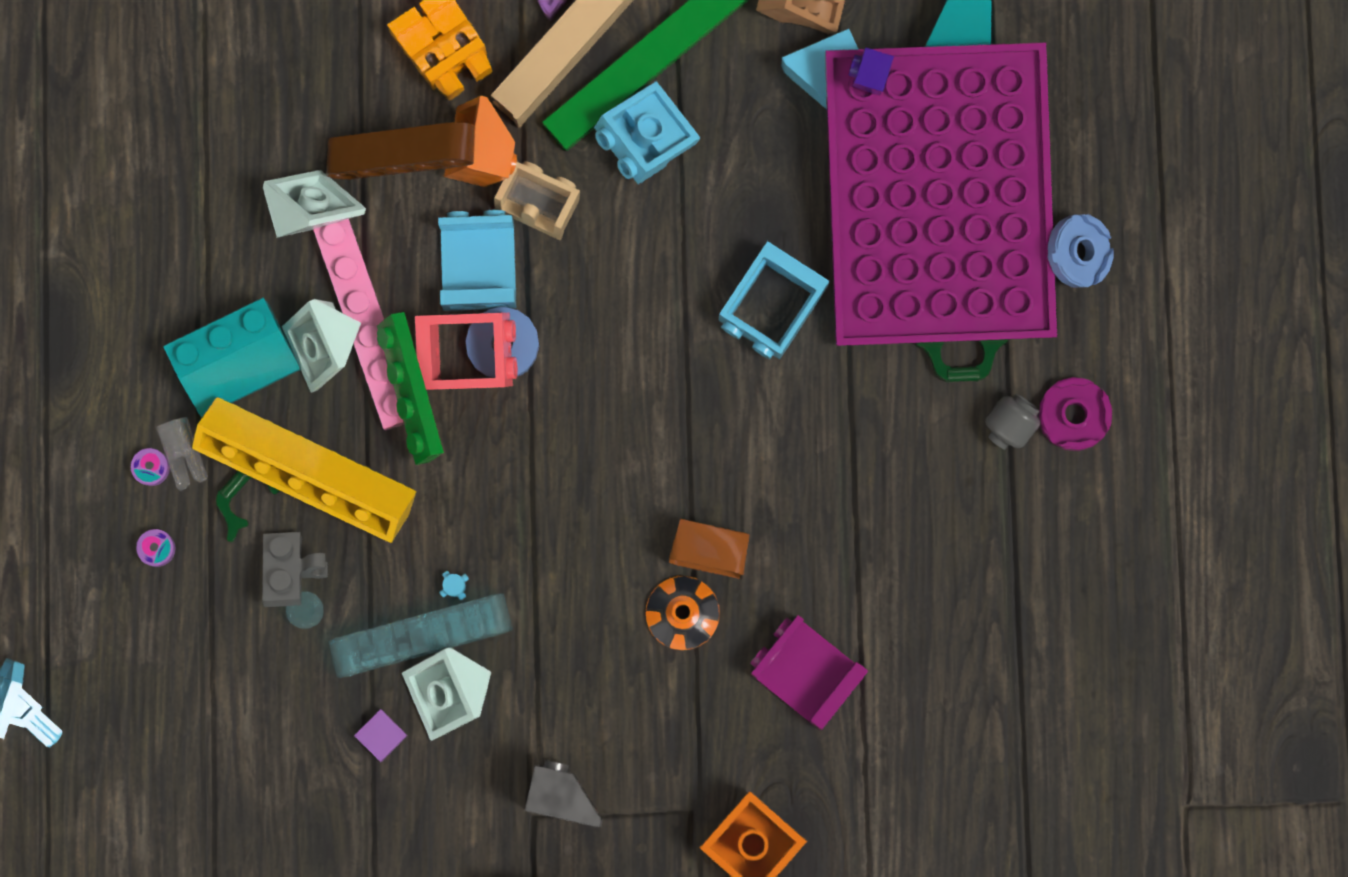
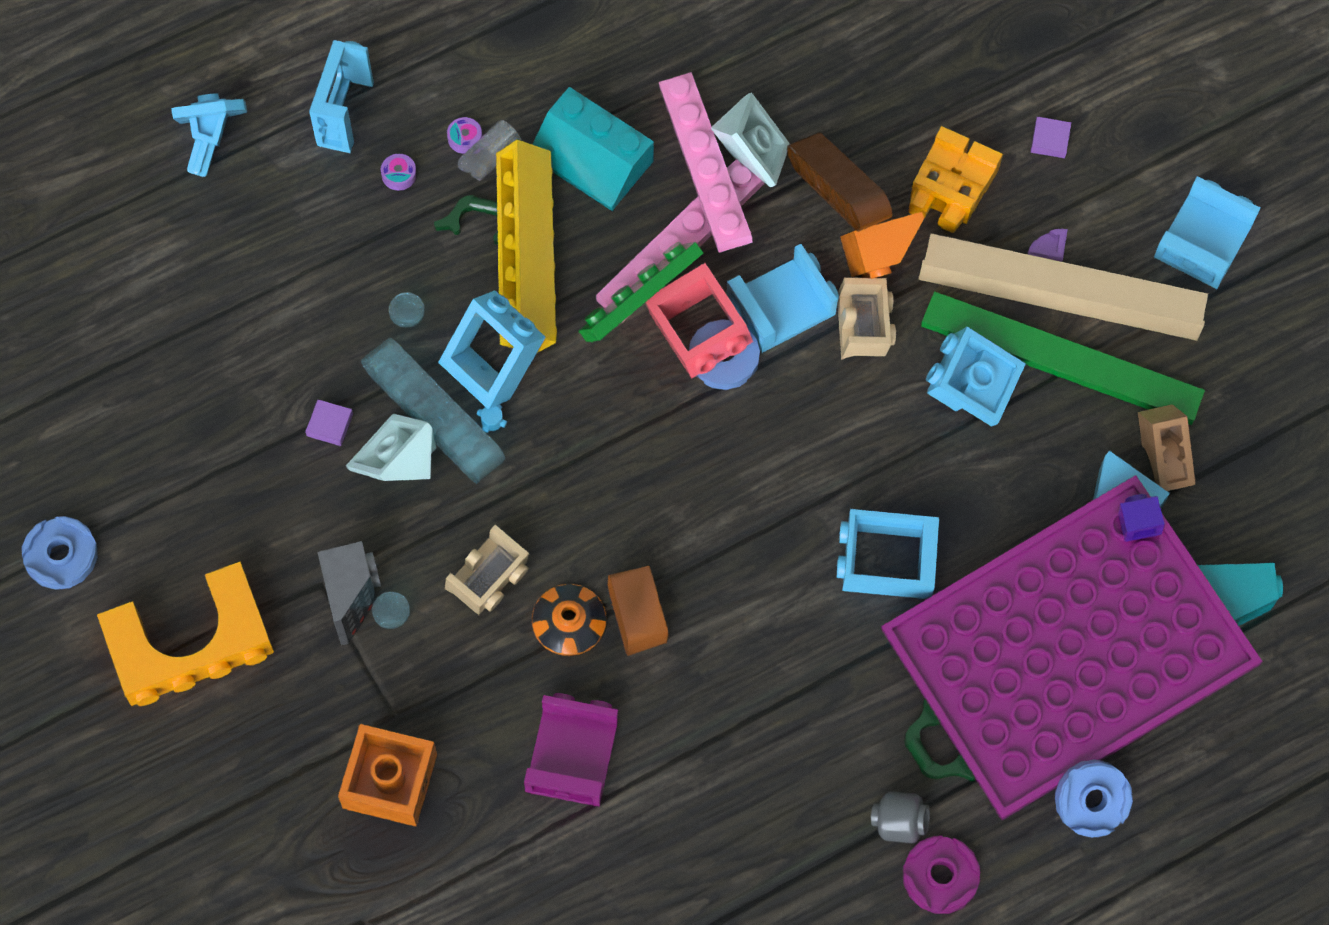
camera: 60 degrees right, 15 degrees down
(75, 594) = (332, 119): none -> medium azure window
(285, 569) = (434, 274): dark grey plate -> none
(303, 259) = (705, 162): none -> bright pink plate
(320, 340) = (646, 205): light aqua slope -> none
(406, 577) = (472, 370): none -> medium azure window
(594, 767) = (390, 610): none -> clear light blue plate
(605, 663) = (488, 572): none -> tan window

